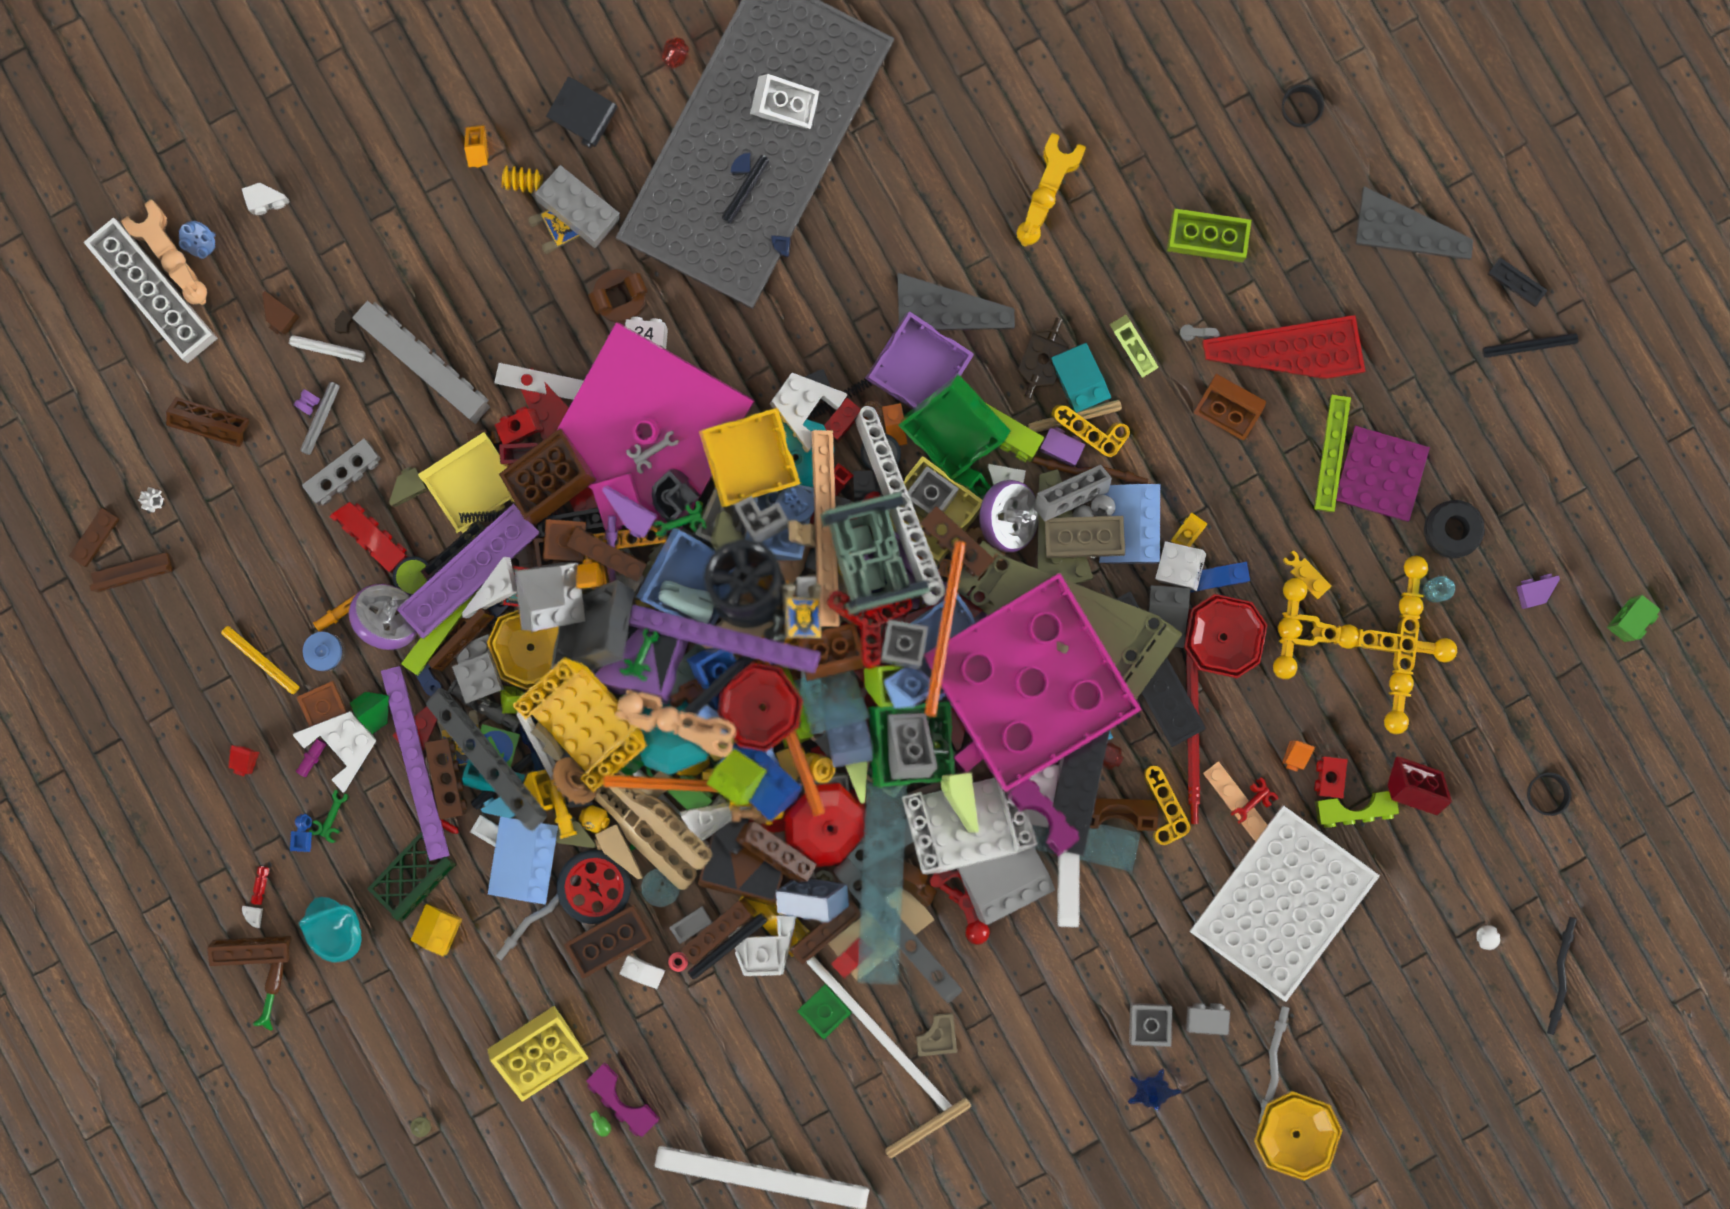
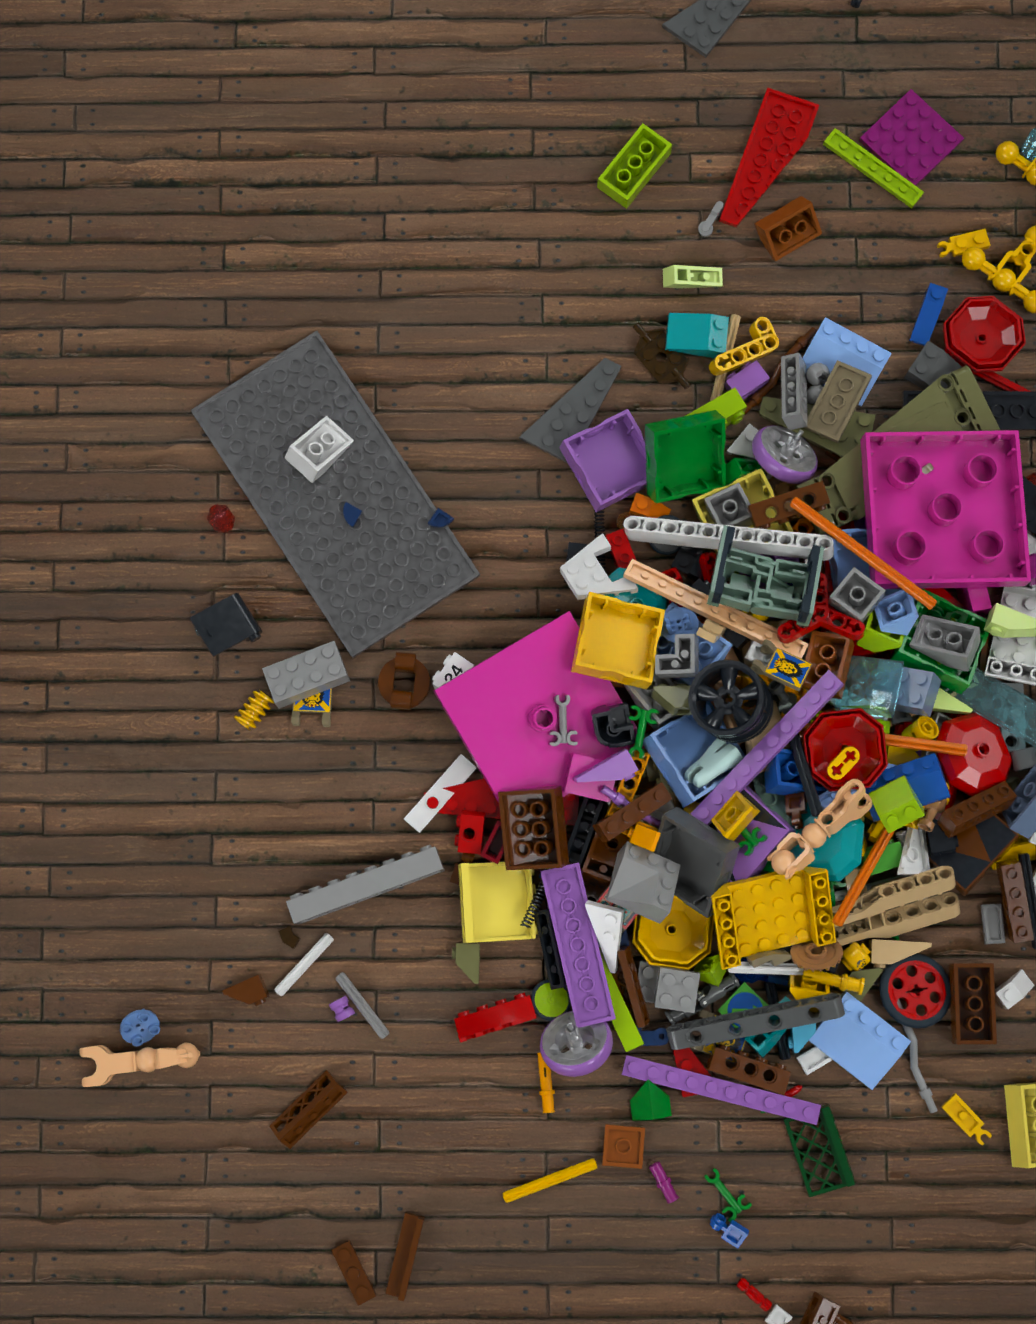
camera: 55 degrees left, 5 degrees down
(150, 290) = (161, 1094): white brick -> none
(151, 499) = (350, 1199): white gear -> none
(242, 760) = (633, 1246): red slope -> none
(262, 198) = (136, 947): white slope -> none
(314, 485) = (421, 1043): light grey brick -> none
(323, 651) = (574, 1117): medium blue piece -> none
(331, 930) = (831, 1249): teal piece -> none
(346, 738) = (663, 1140): white wing -> none
(436, 930) = (880, 1154): yellow slope -> none
(476, 146) = (201, 733): light orange slope -> none
(507, 987) = (965, 1118): none -> yellow plate
(556, 538) = (593, 850): dark orange plate -> none
(647, 642) = (734, 816): none -> yellow slope
(650, 888) = (939, 937): clear light blue plate -> none
(673, 966) = (1026, 953): coral plate -> none
(744, 714) = (846, 766): none -> yellow beam
(745, 189) = (374, 522): black axle -> none
(1044, 196) = (515, 269): yellow piece -> none
(1180, 566) = (903, 338): white brick -> none
(1189, 530) = (876, 317): yellow slope -> none
(1314, 93) = (567, 20): black tyre -> none
(1472, 529) = (999, 91): black tyre -> none

